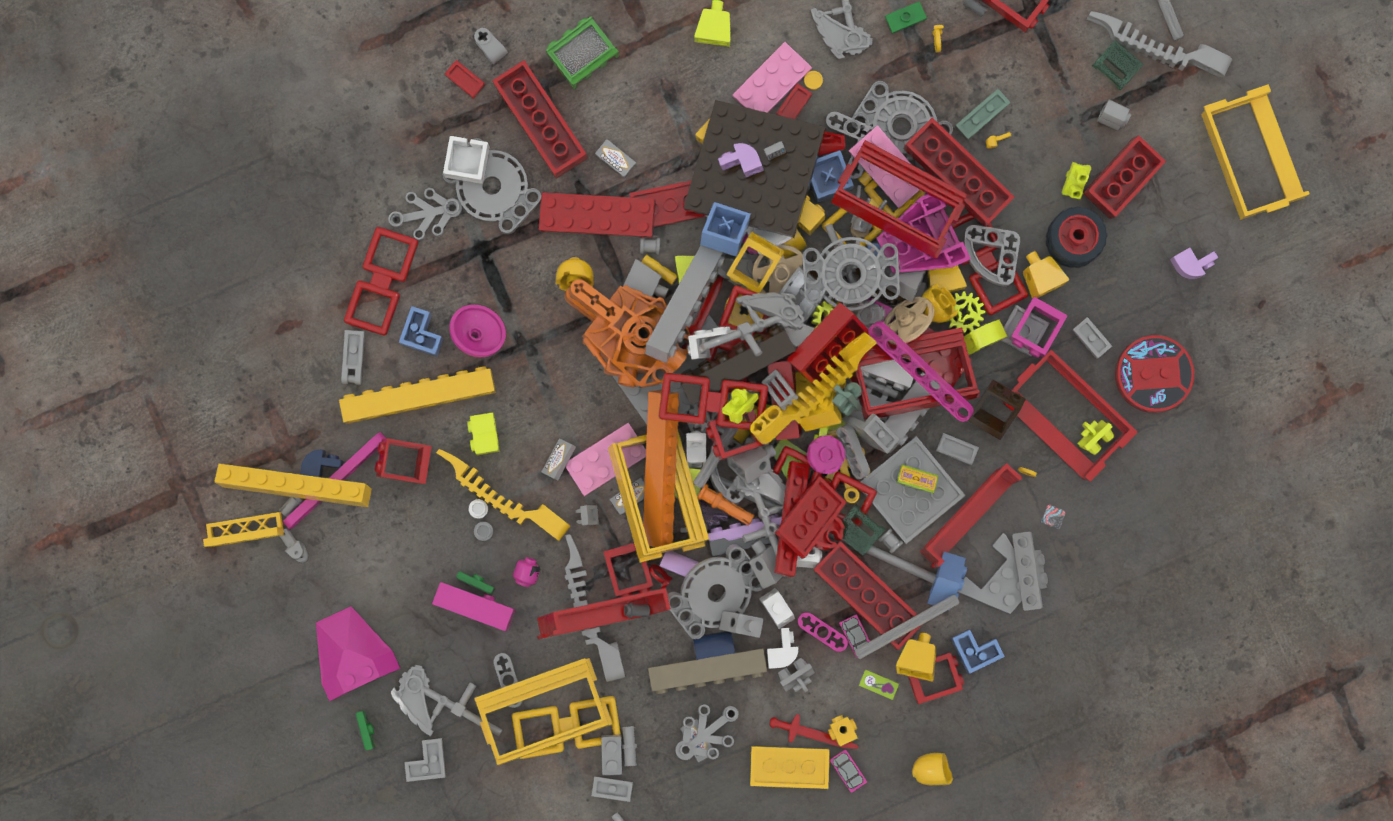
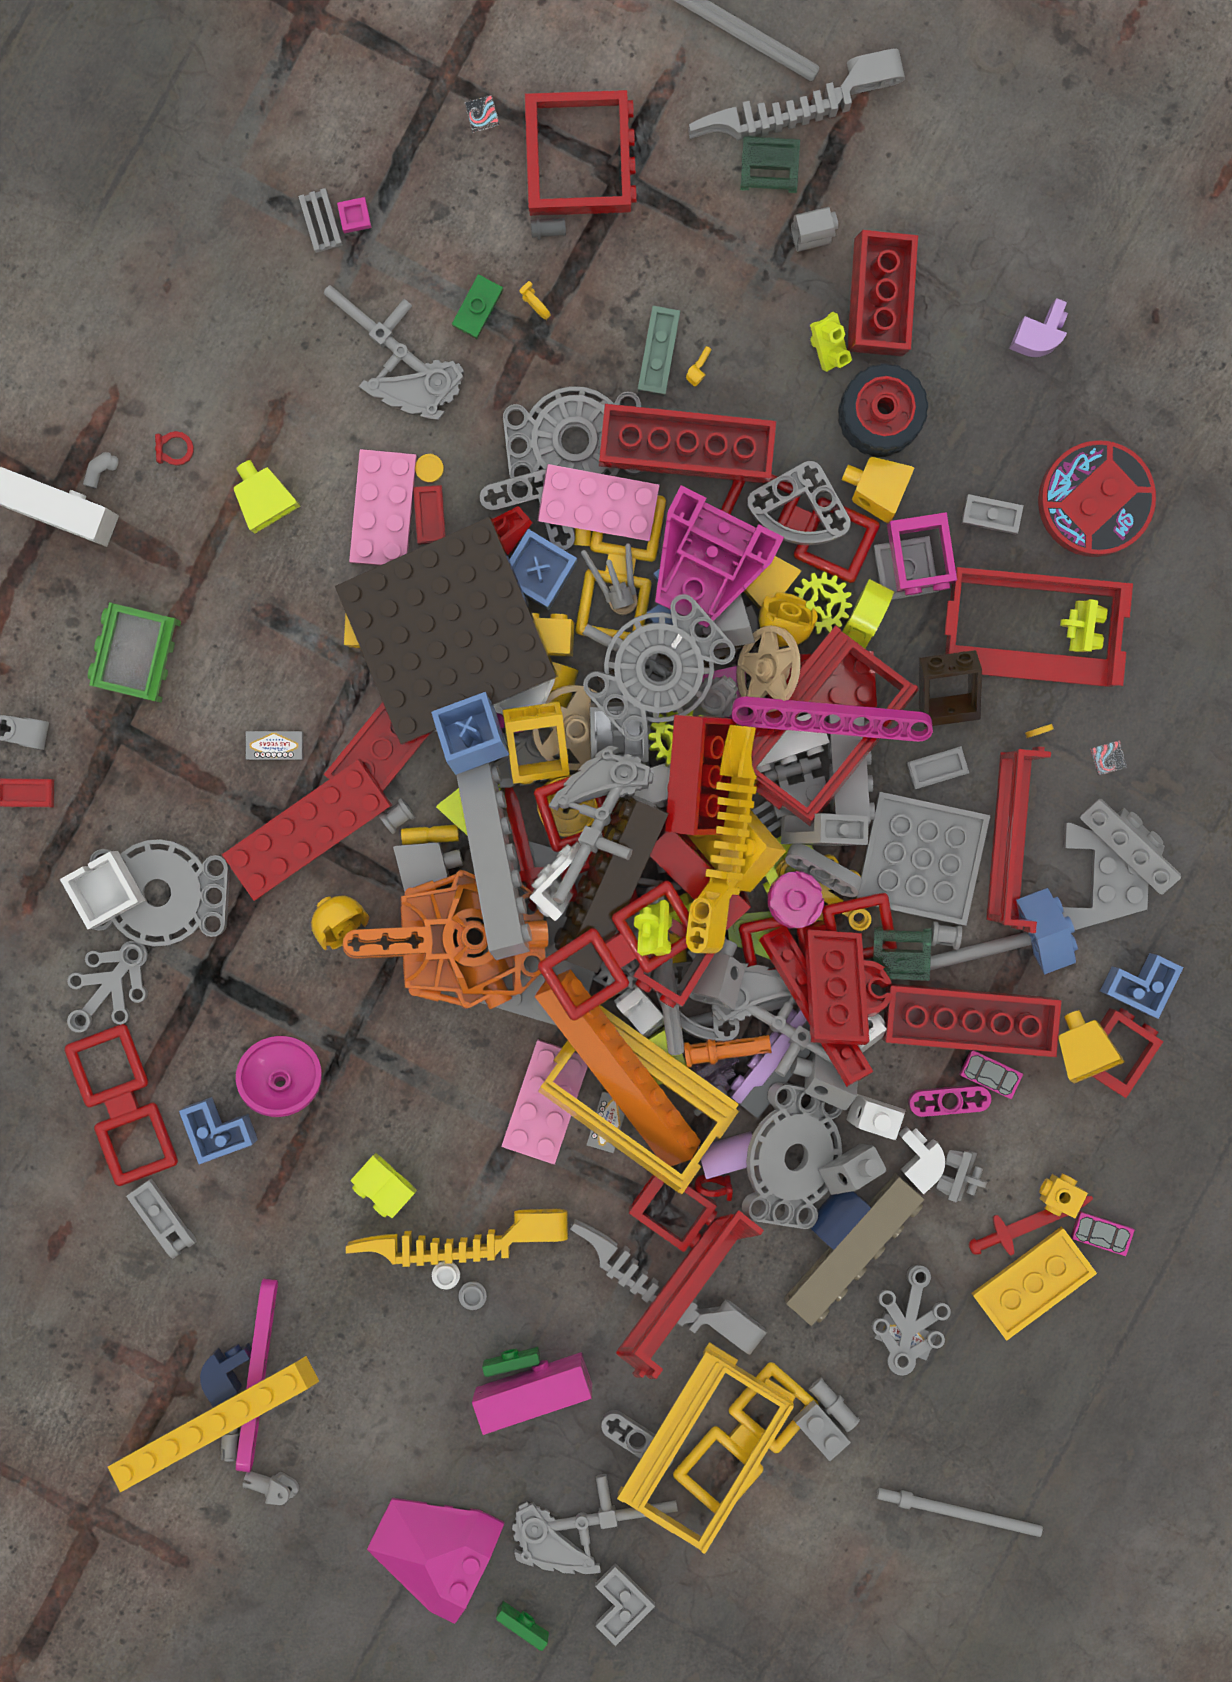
camera: 45 degrees left, 5 degrees up
(243, 536) = (204, 1524): yellow fence -> none
(417, 396) = (271, 1204): yellow brick -> none
(421, 464) = (342, 1281): red window -> none
(526, 572) = (559, 1303): dark pink head -> none
(540, 119) = (149, 772): red brick -> none
(558, 459) = (491, 1146): tile -> none
(589, 515) = (578, 1183): light grey tile -> none
(612, 789) = (853, 1467): light grey plate -> none
(636, 610) = (727, 1245): dark grey pin -> none
(745, 156) = (424, 628): lavender brick -> none
(775, 150) = (453, 593): light grey tile -> none
(788, 399) = (706, 879): light grey tile -> none
(846, 399) = (771, 822): sand green hips -> none
(879, 684) = (1059, 1107): lime sticker -> none
(907, 626) = (1045, 1023): light grey axle -> none
(911, 175) = (637, 494): red piece -> none
(917, 479) = (921, 841): slope -> none
(932, 769) = (1195, 1160): yellow piece -> none
(1275, 145) = (1027, 114): yellow piece -> none

